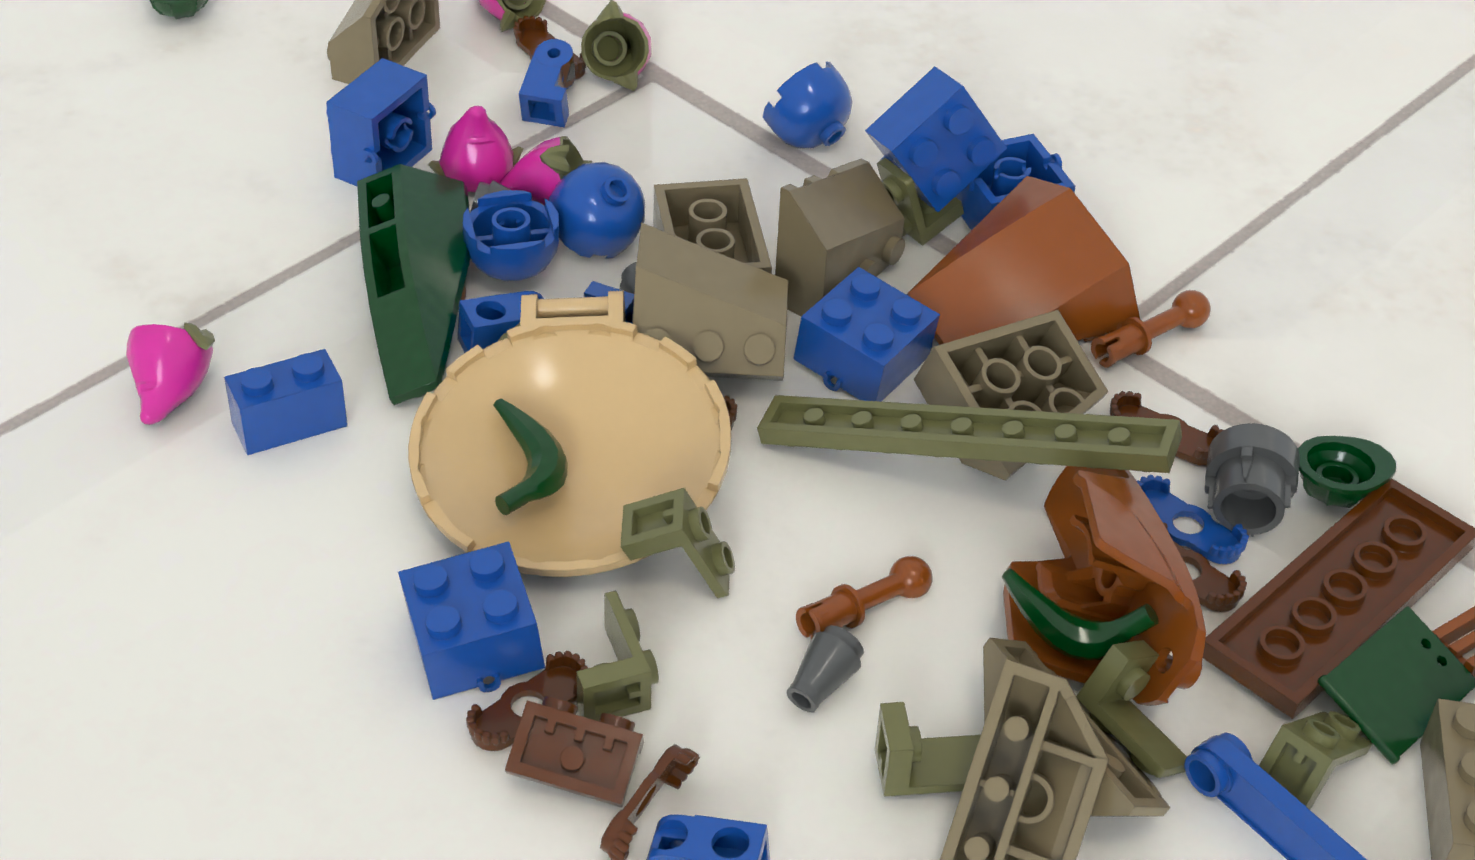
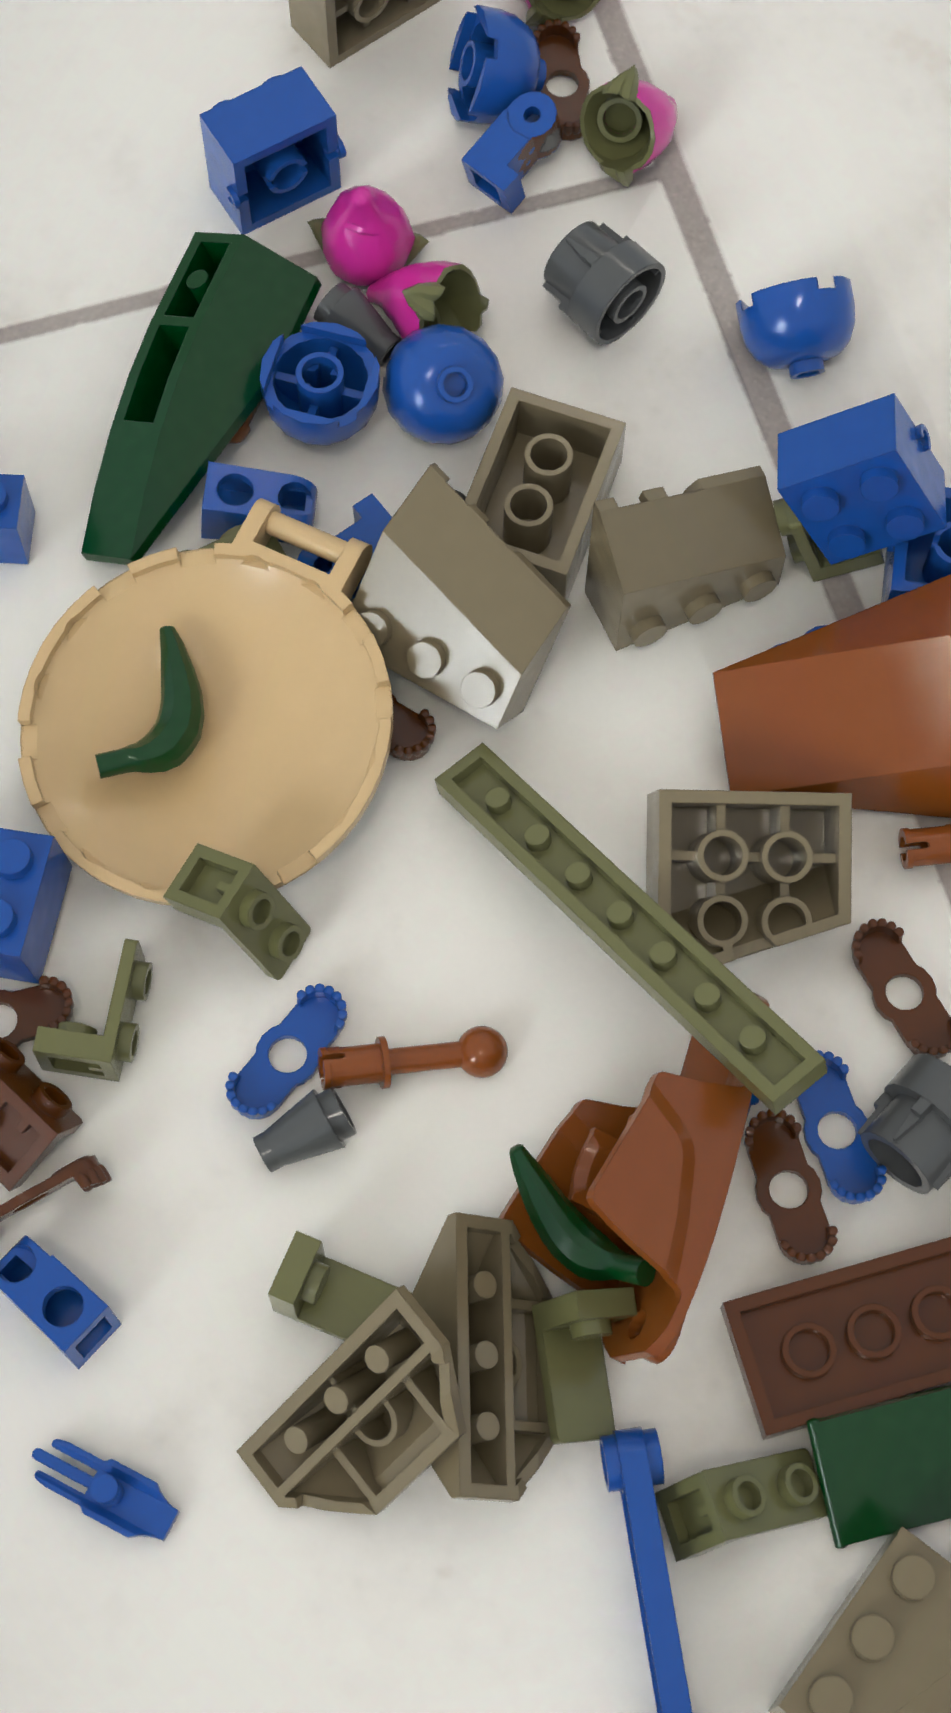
camera: 30 degrees right, 25 degrees up
(499, 44) = (495, 64): none -> blue cylinder
(665, 125) = (603, 280): none -> dark grey piece
(774, 607) = (316, 1024): none -> blue piece
(865, 336) = (632, 708): blue brick -> none

